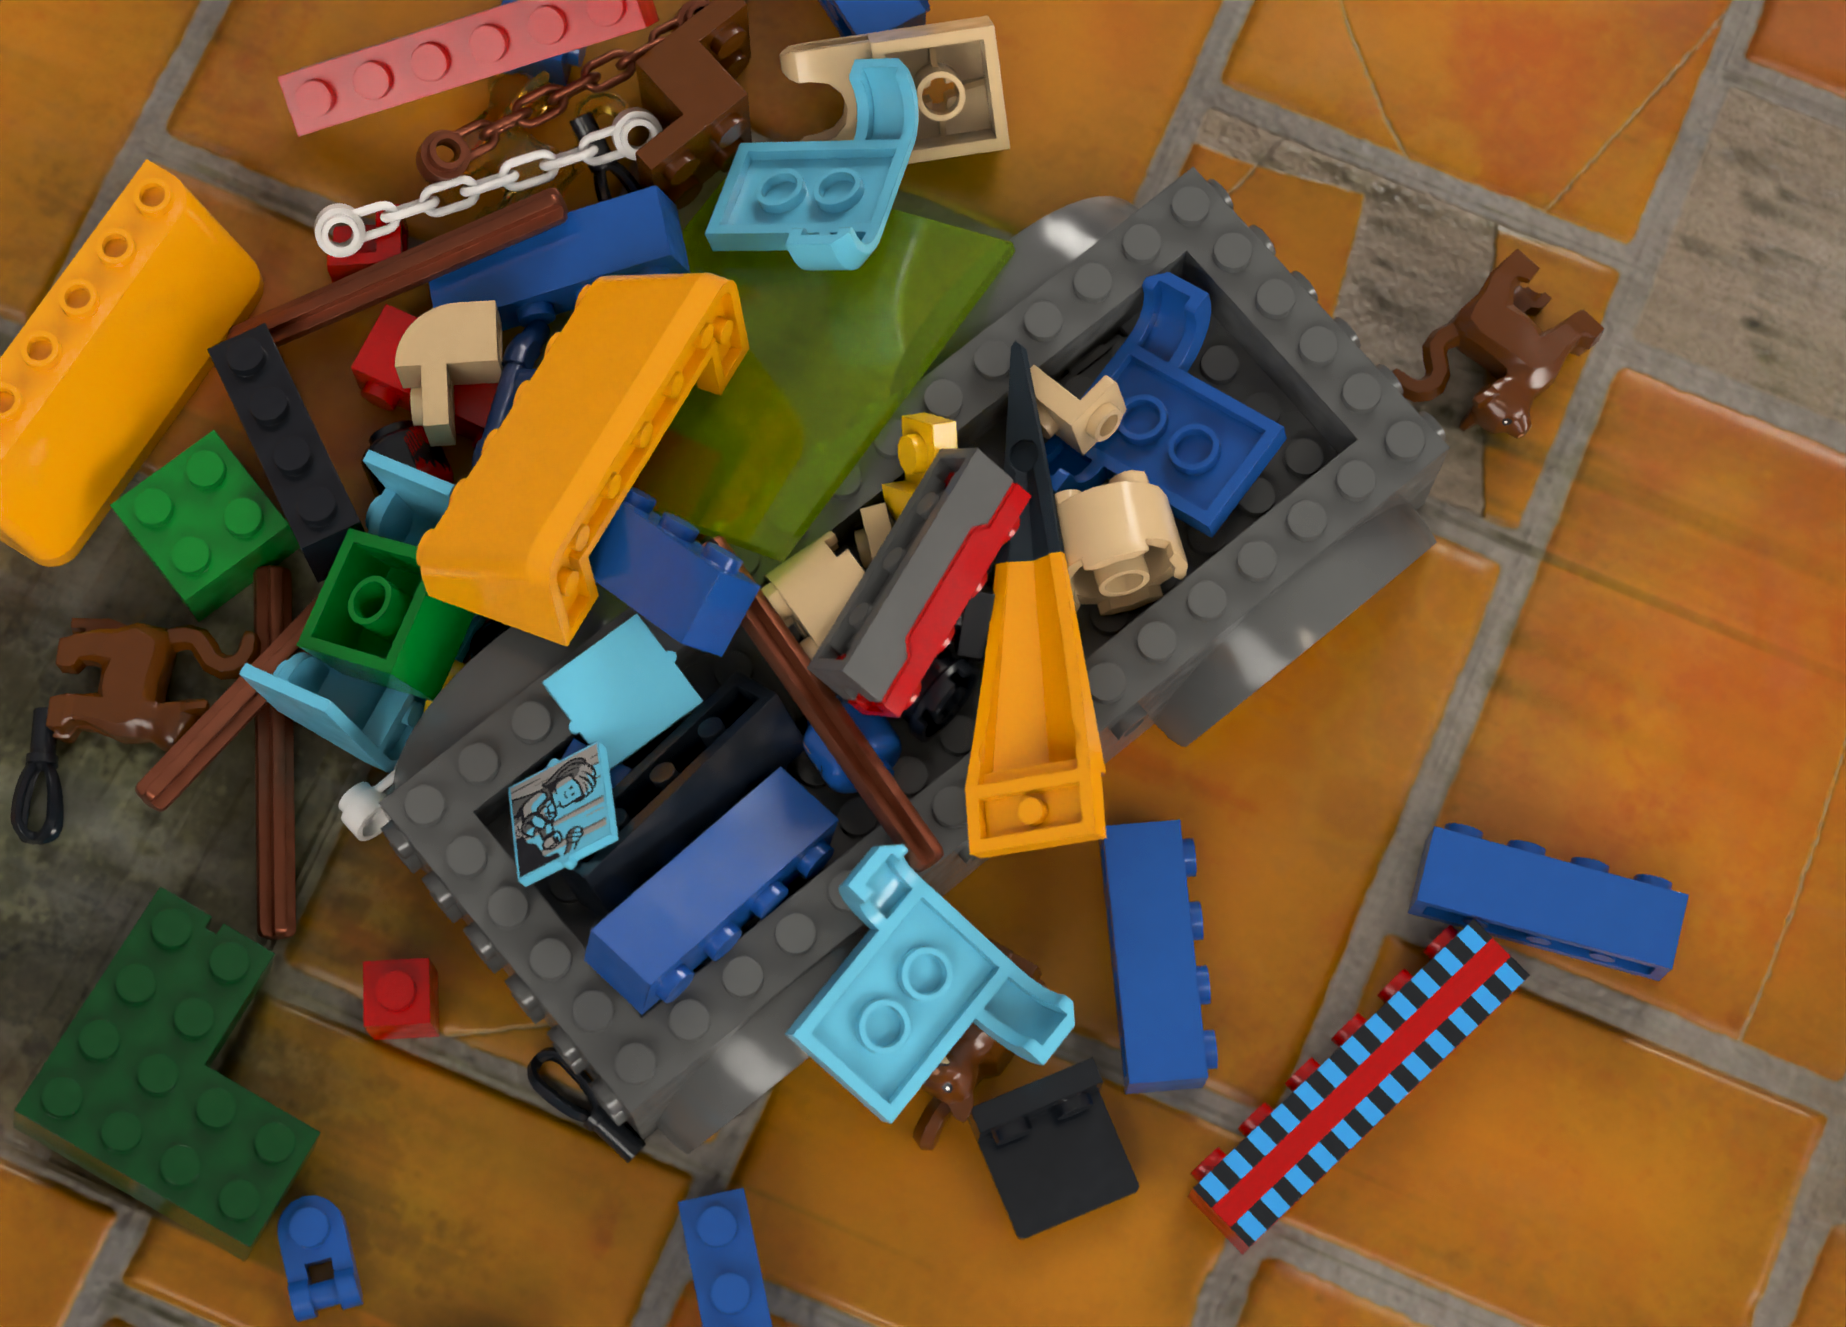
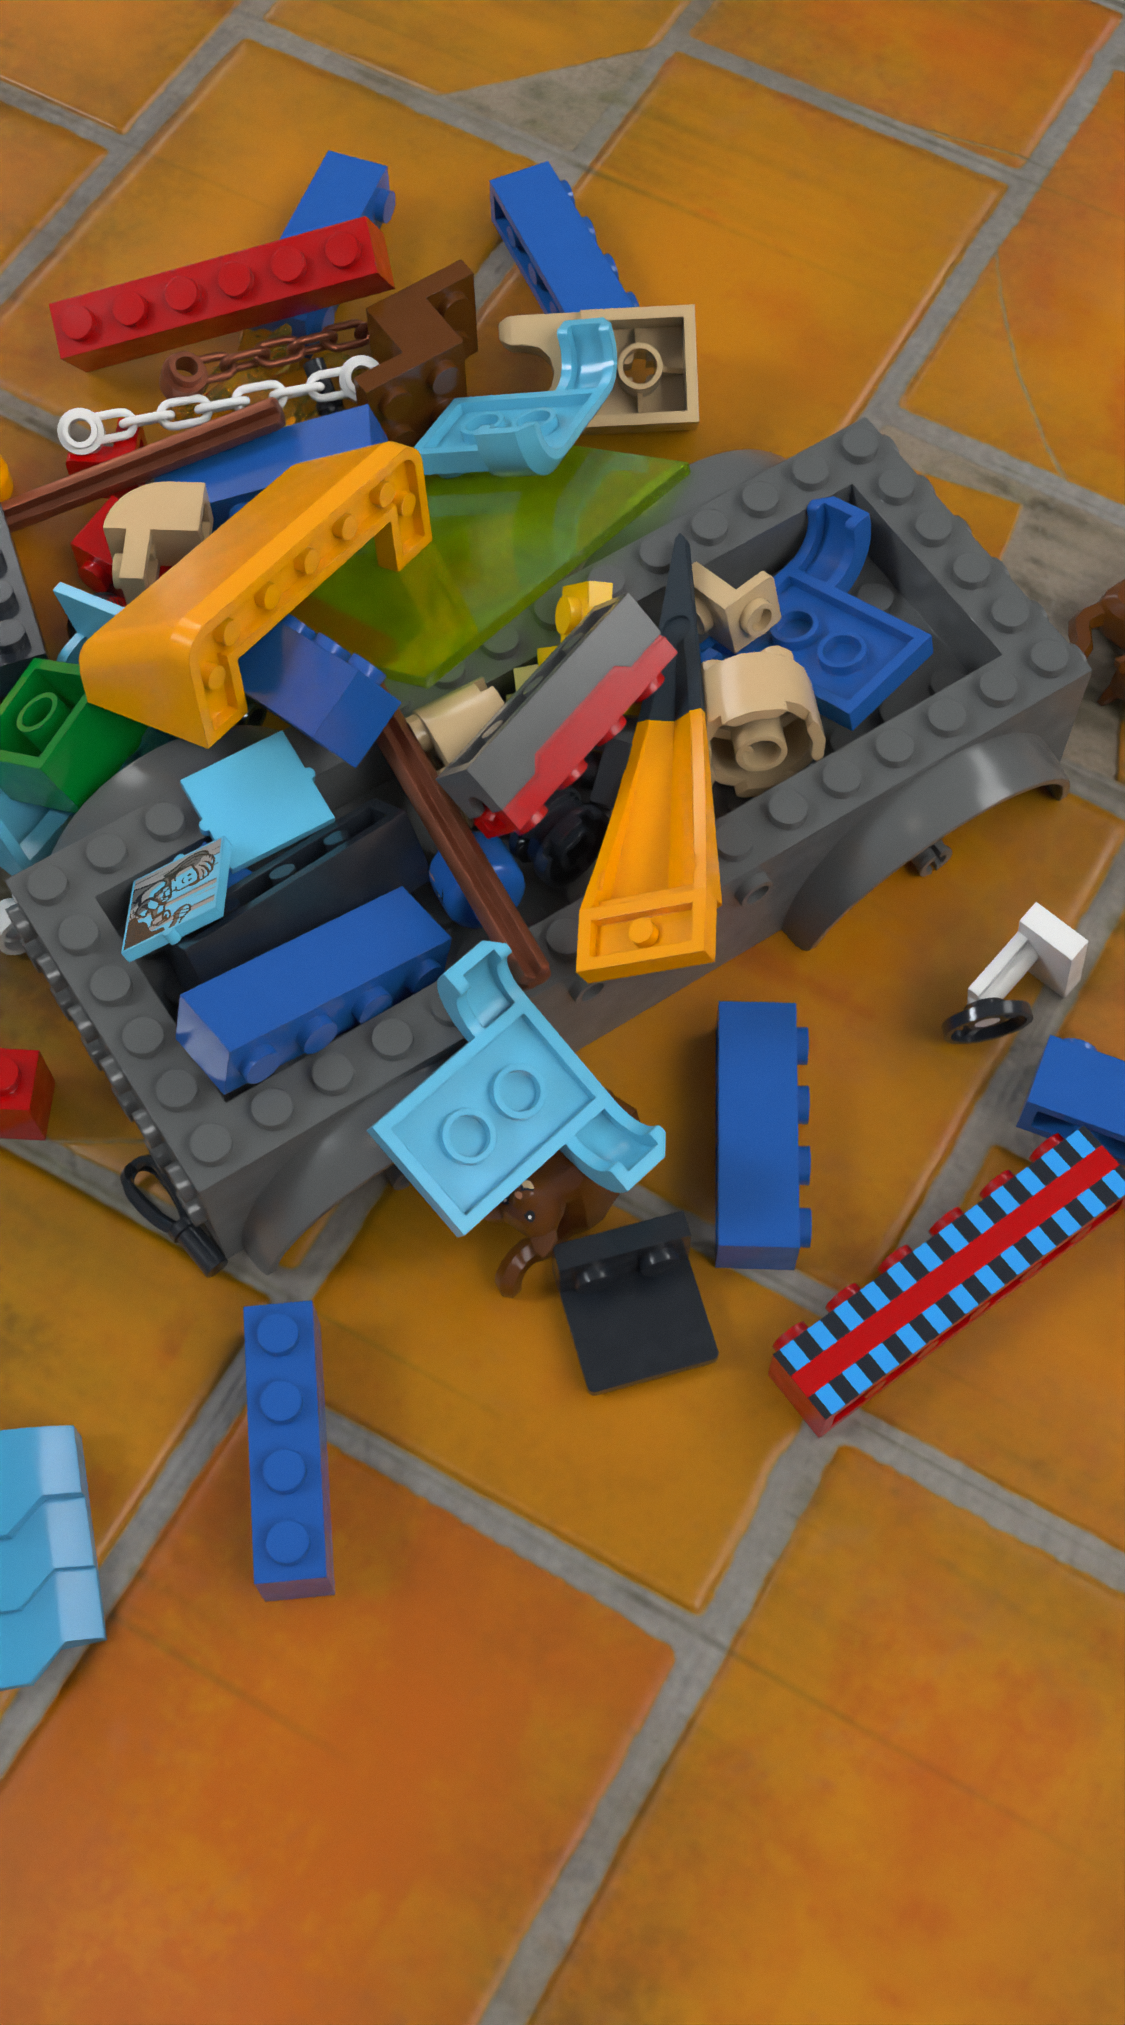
camera: 10 degrees right, 10 degrees down
(1370, 801) = (1041, 947): none -> white piece

